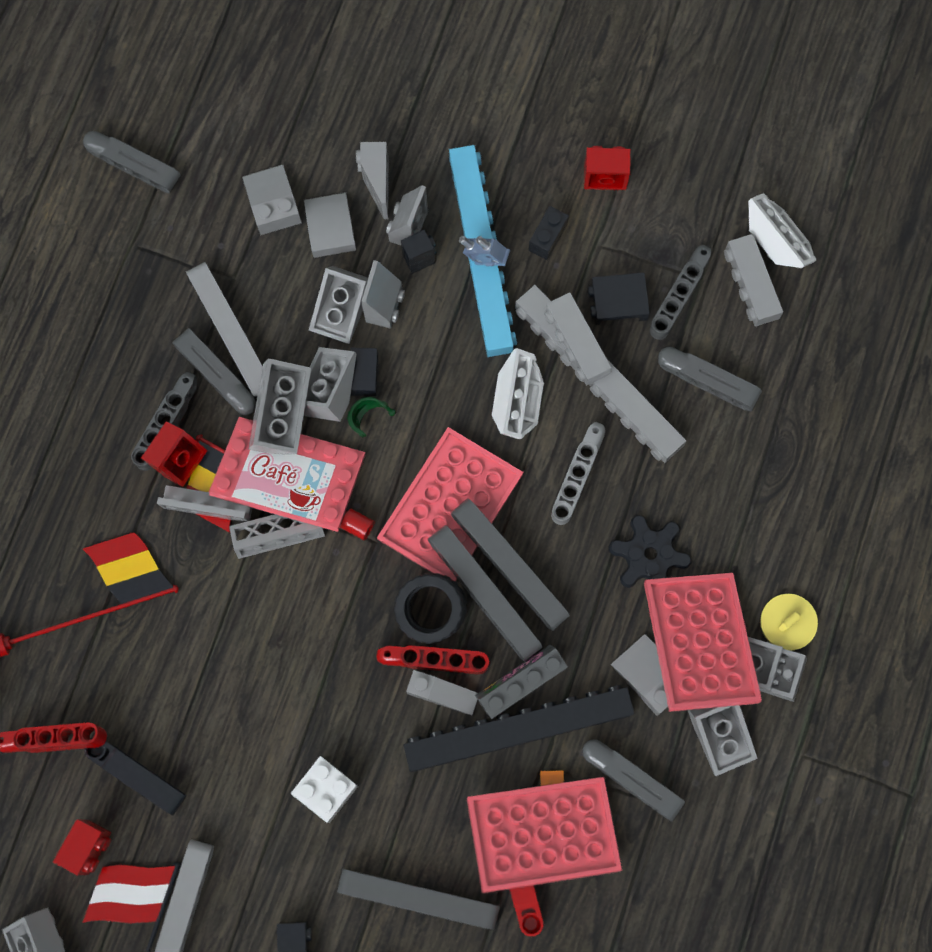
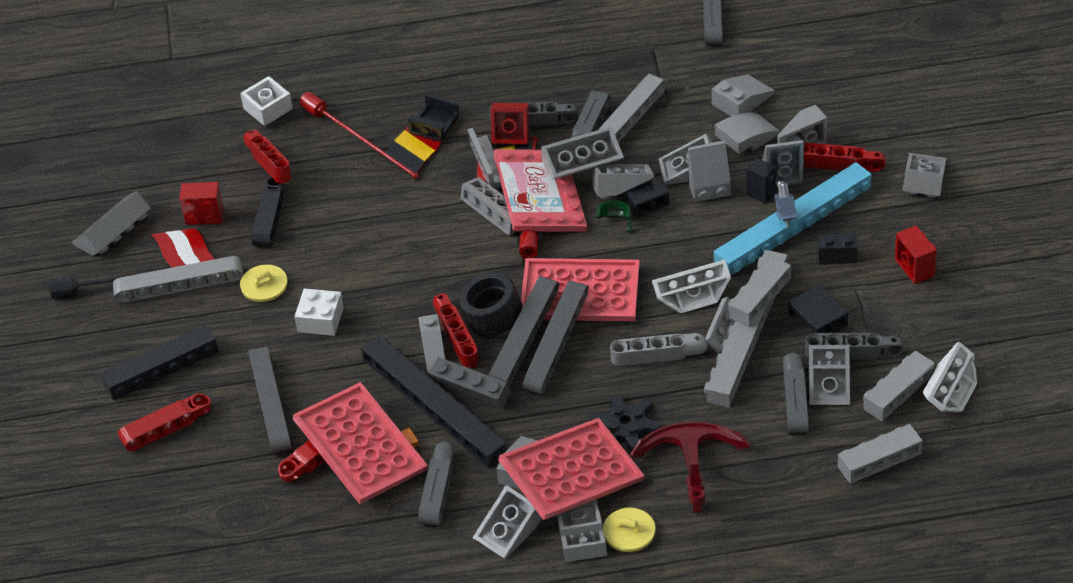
camera: 65 degrees right, 30 degrees down
(103, 527) = (434, 118): none -> black panel
(239, 828) = (263, 283): none -> light yellow shield
(446, 135) = (841, 157): none -> red piece
(495, 95) = (924, 175): none -> light grey slope
(582, 395) = (720, 326): none -> light grey plate
(705, 504) = (688, 437): none -> dark red piece
(706, 333) = (829, 375): none -> light grey slope
(825, 345) = (879, 453): none -> light grey brick

